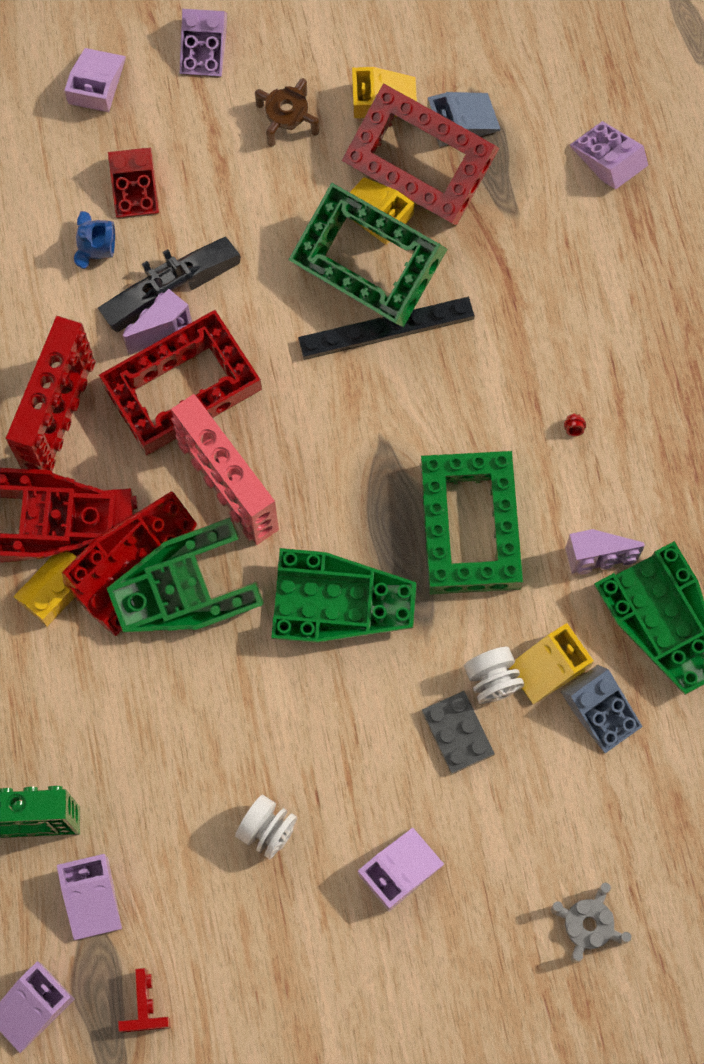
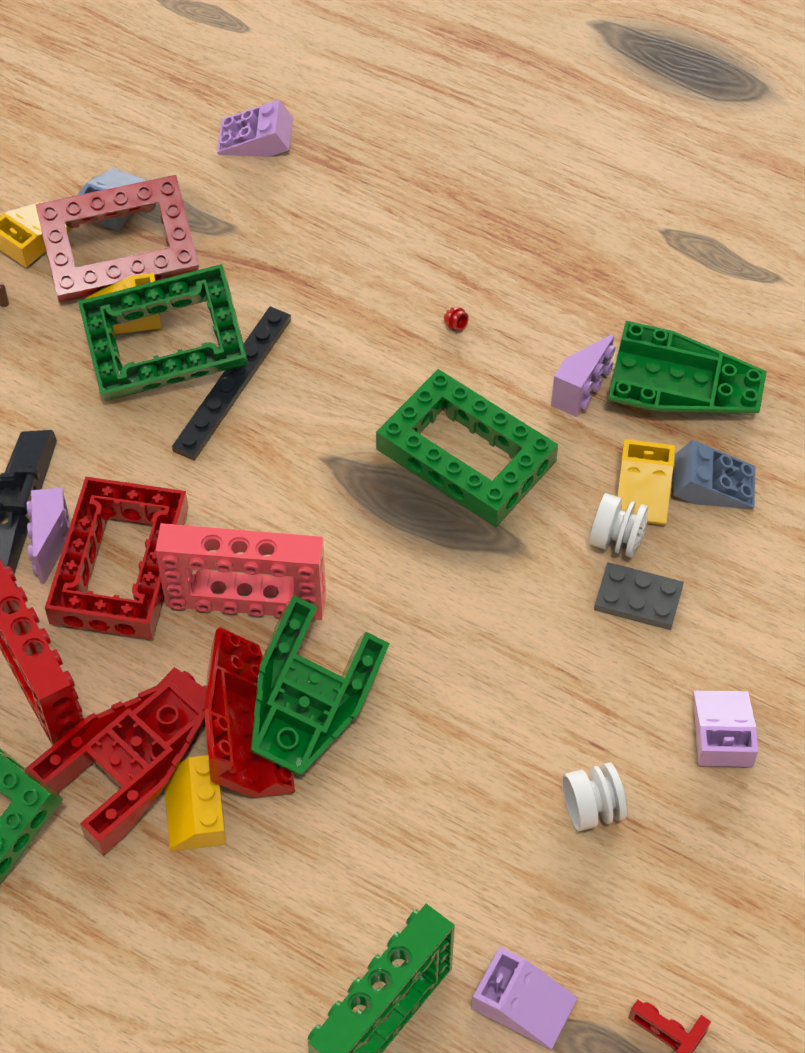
camera: 50 degrees left, 15 degrees down
(337, 598) = (434, 590): green wedge -> none

